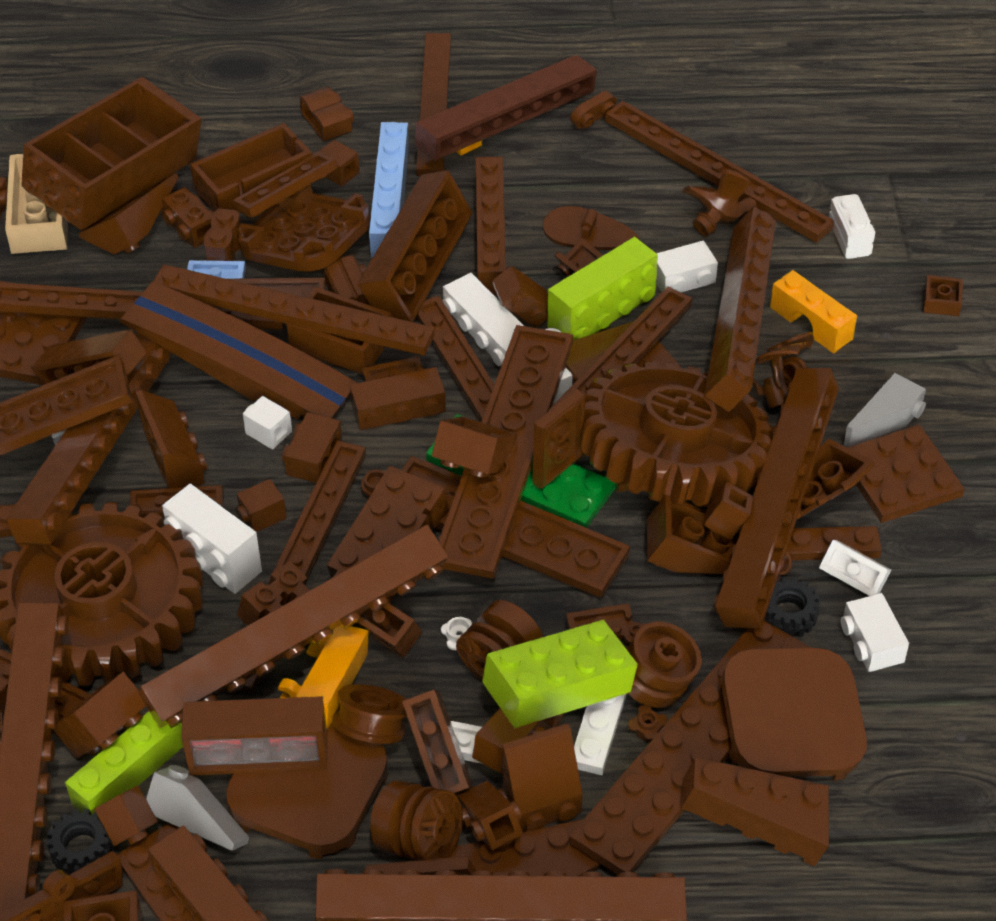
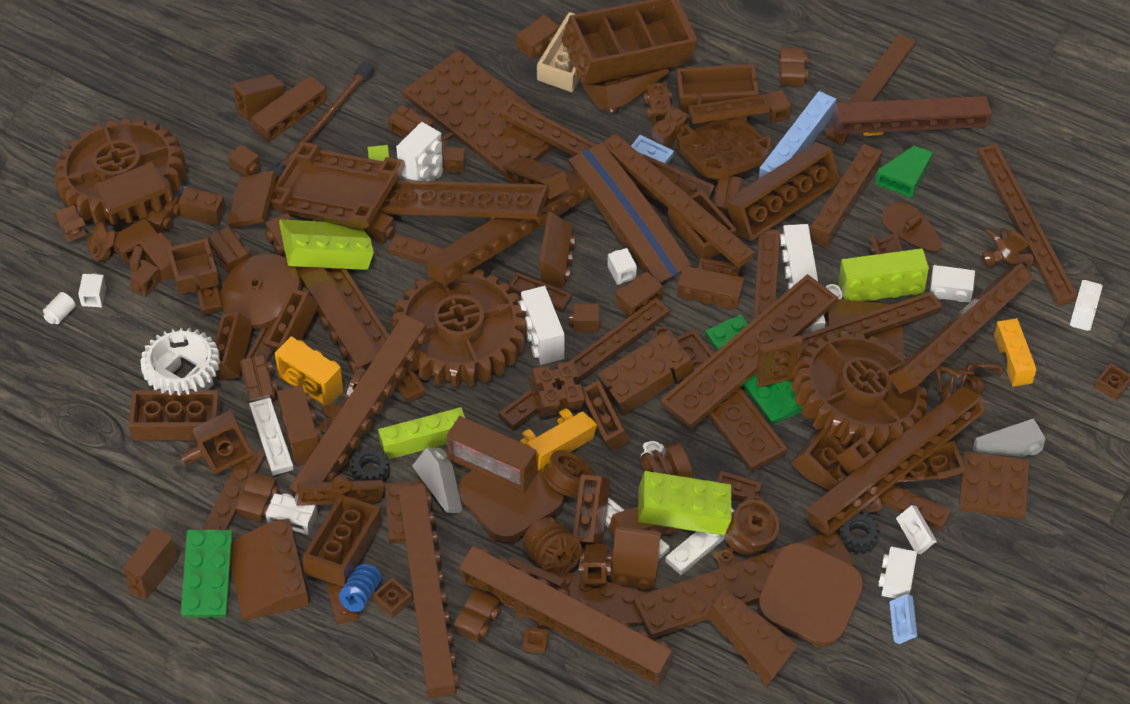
camera: 30 degrees right, 5 degrees up
(101, 717) = (418, 400): reddish brown brick -> none
(126, 816) = (400, 465): reddish brown brick -> none
(294, 625) = (553, 401): reddish brown brick -> none
(472, 445) = (727, 340): reddish brown slope -> none
(522, 296) = (827, 255): reddish brown brick -> none
(540, 172) = (905, 171): none -> green slope
(593, 109) = (972, 142): reddish brown plate -> none
(922, 686) = (903, 619): none -> light blue plate

